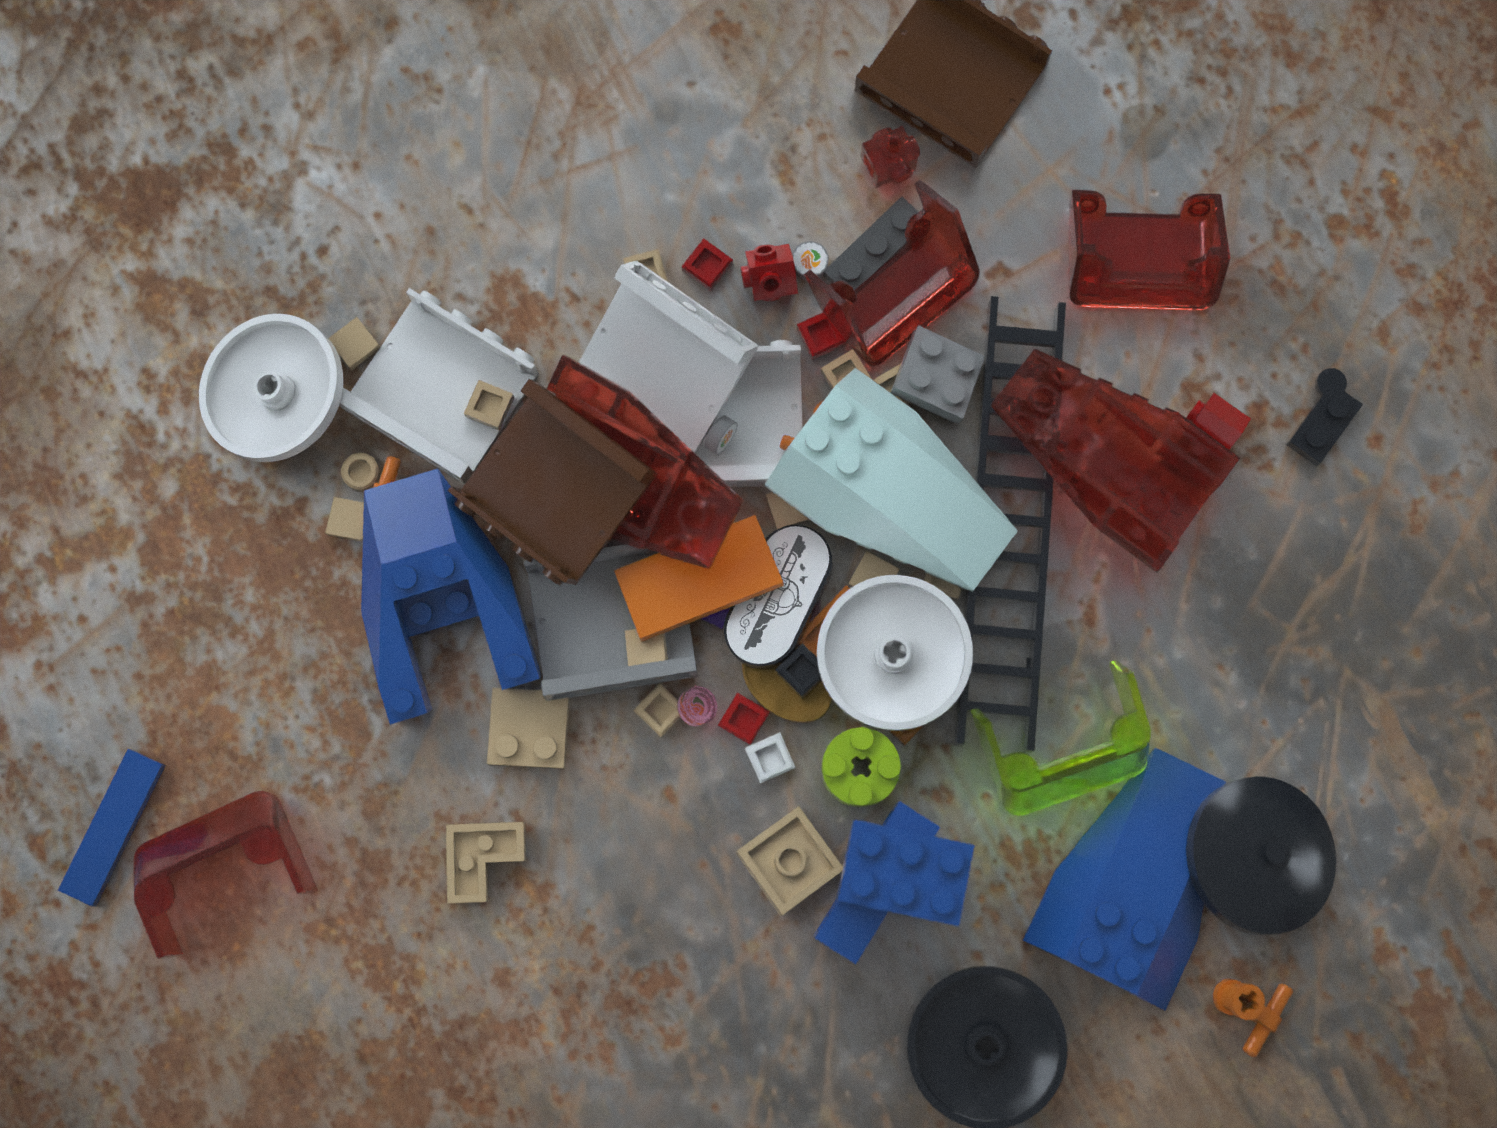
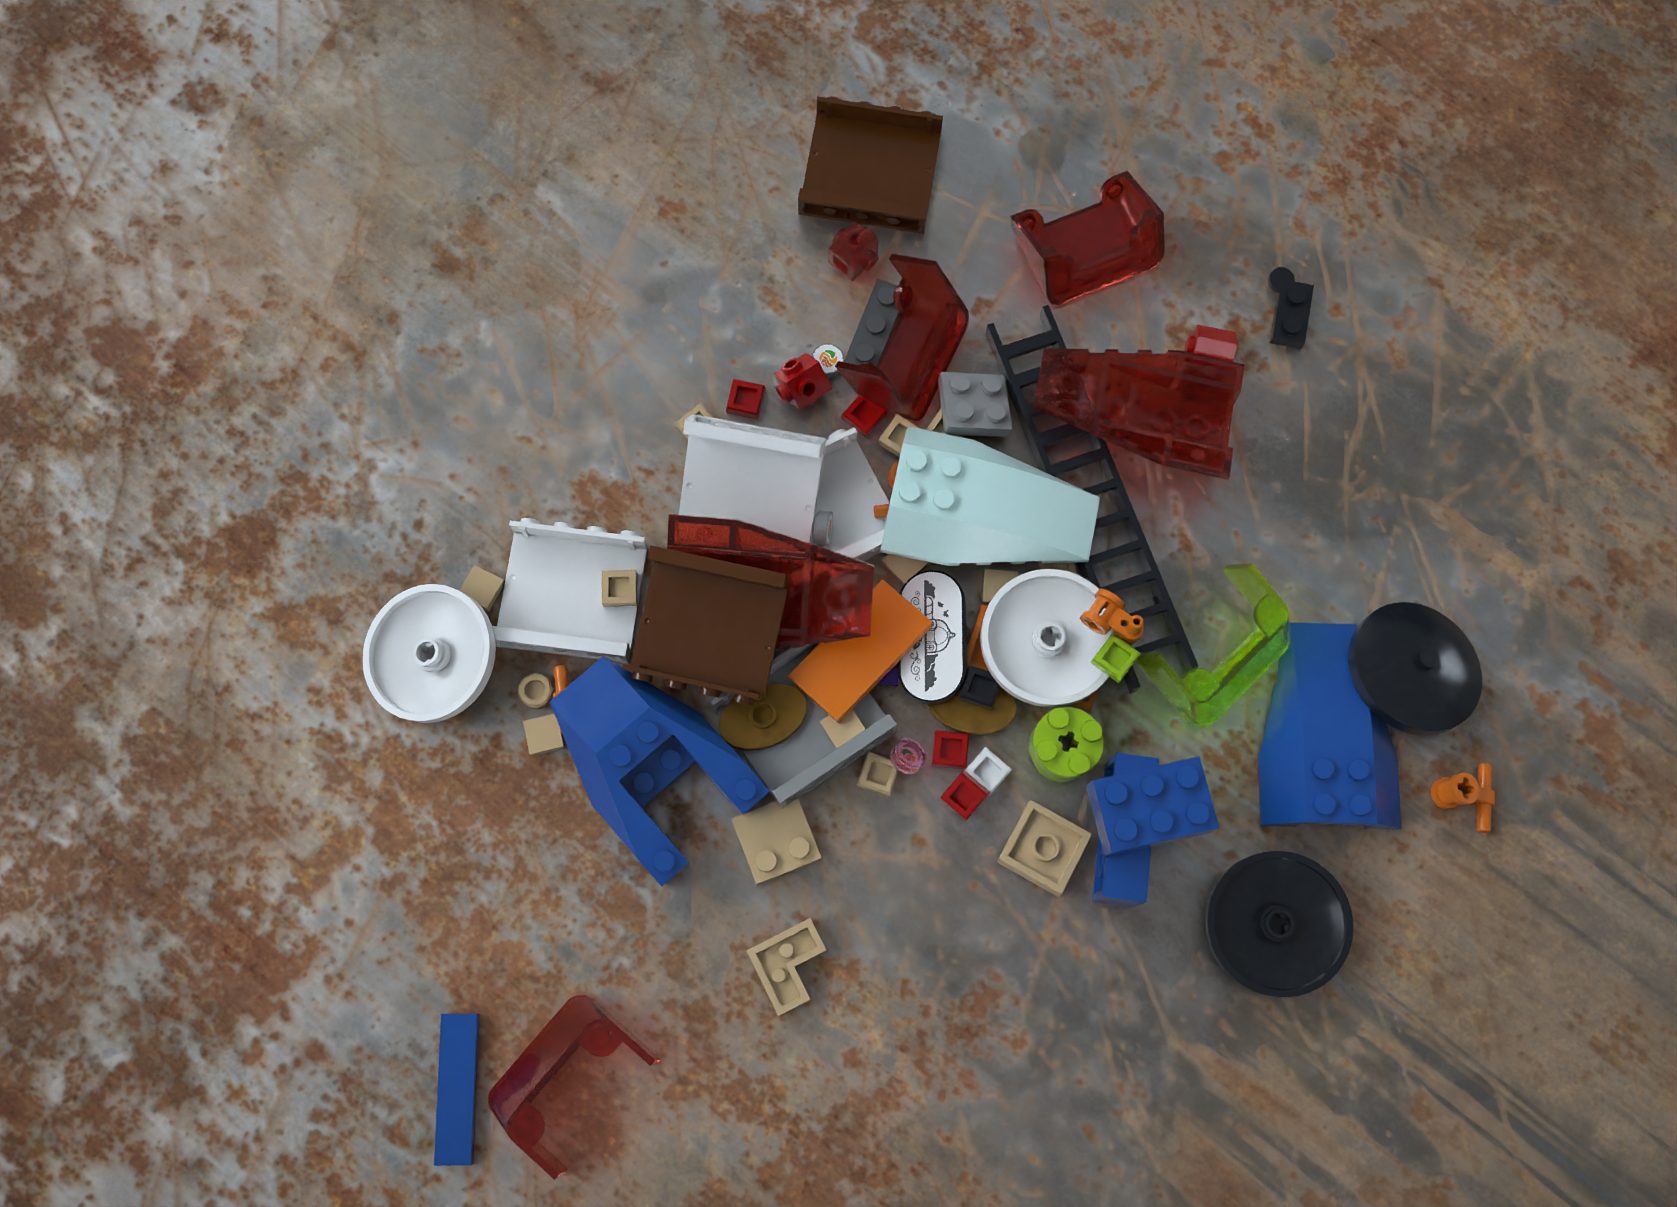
camera: 30 degrees left, 5 degrees down
(572, 607) = (766, 720): none -> pearl gold piece
(736, 771) = (965, 794): none -> red tile
(948, 704) = (1115, 658): none -> lime tile
(963, 662) = (1112, 618): none -> orange piece

